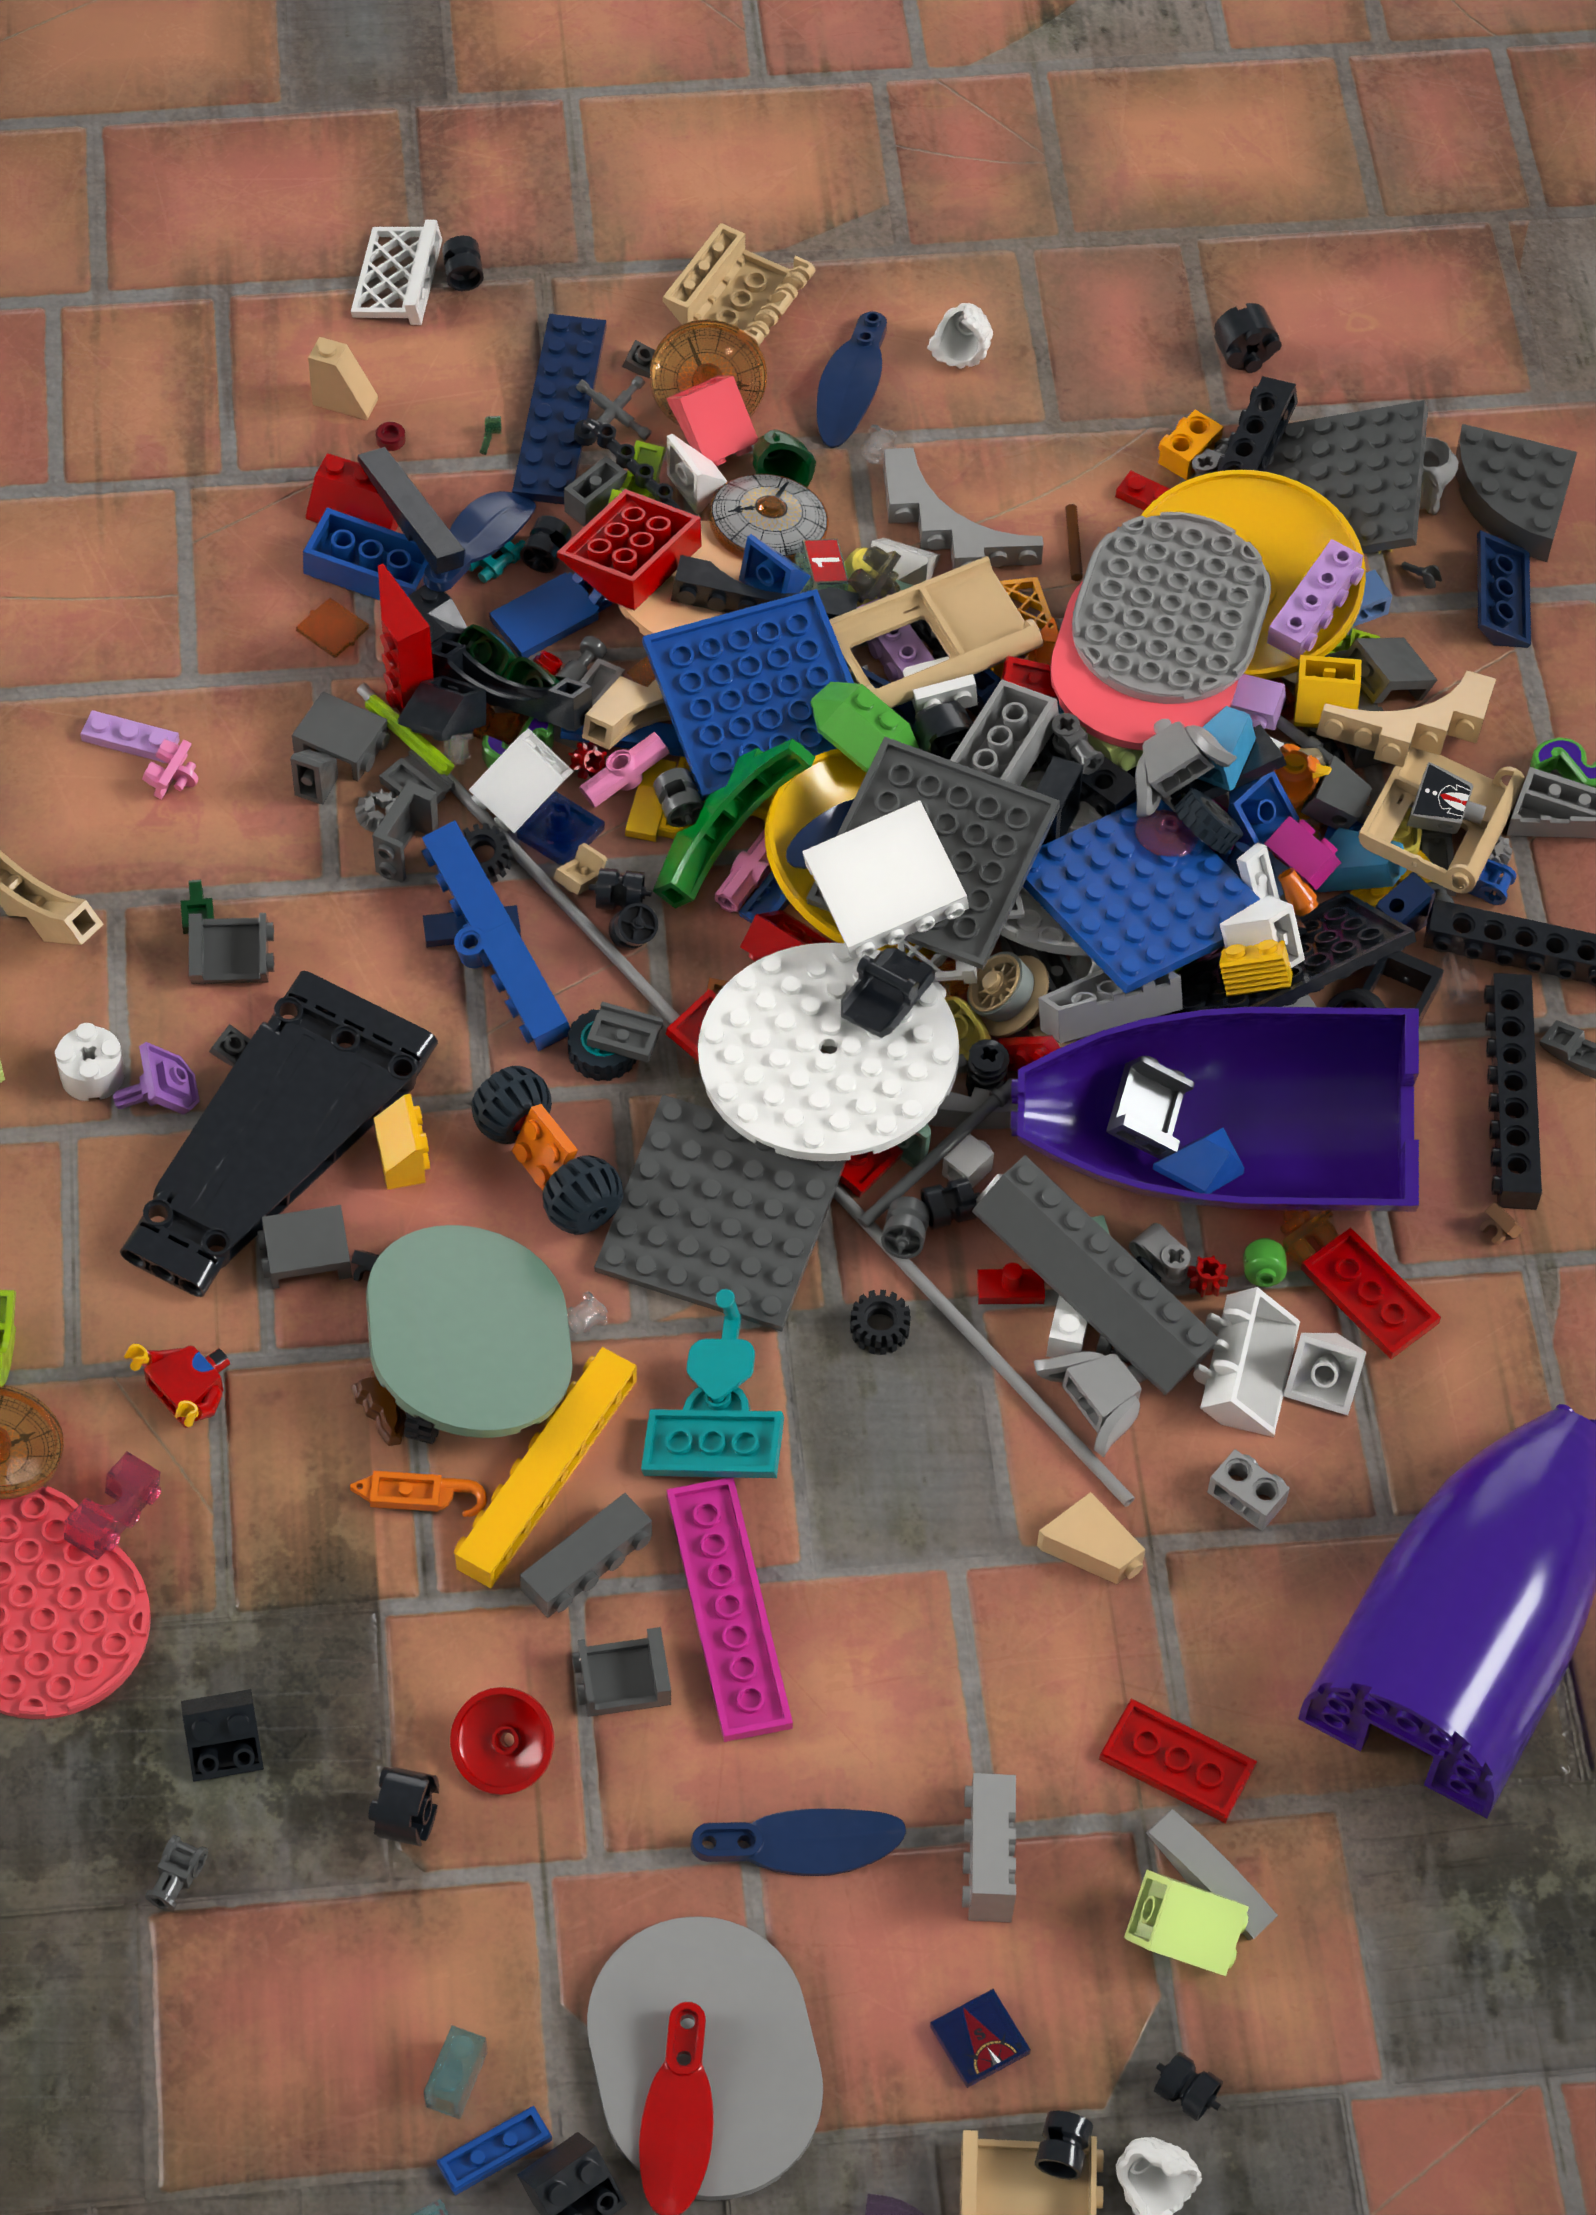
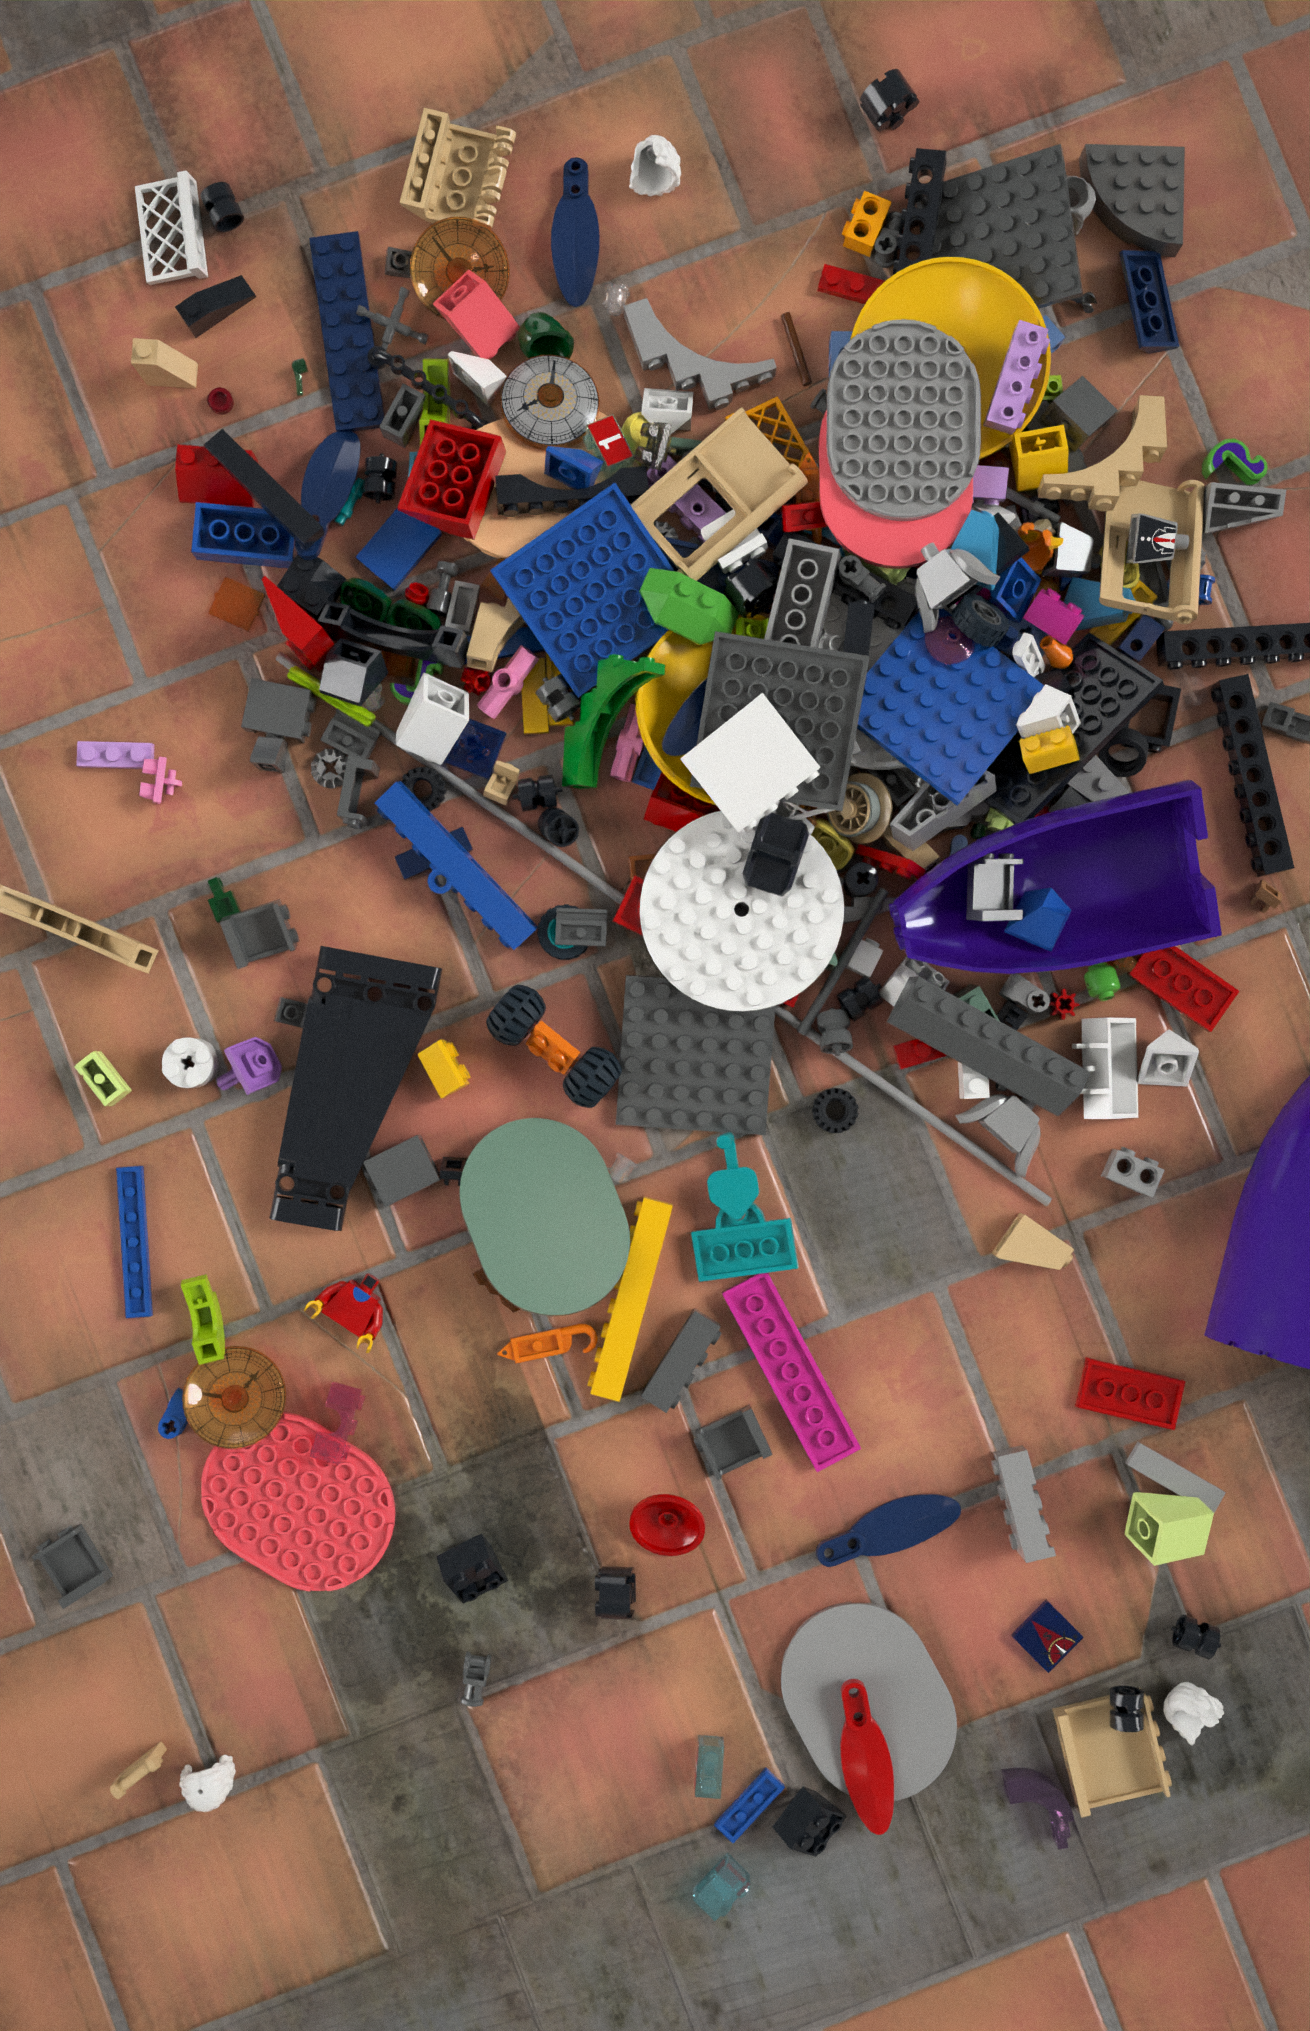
camera: 15 degrees left, 30 degrees up
(414, 347) = (214, 304): none -> black slope

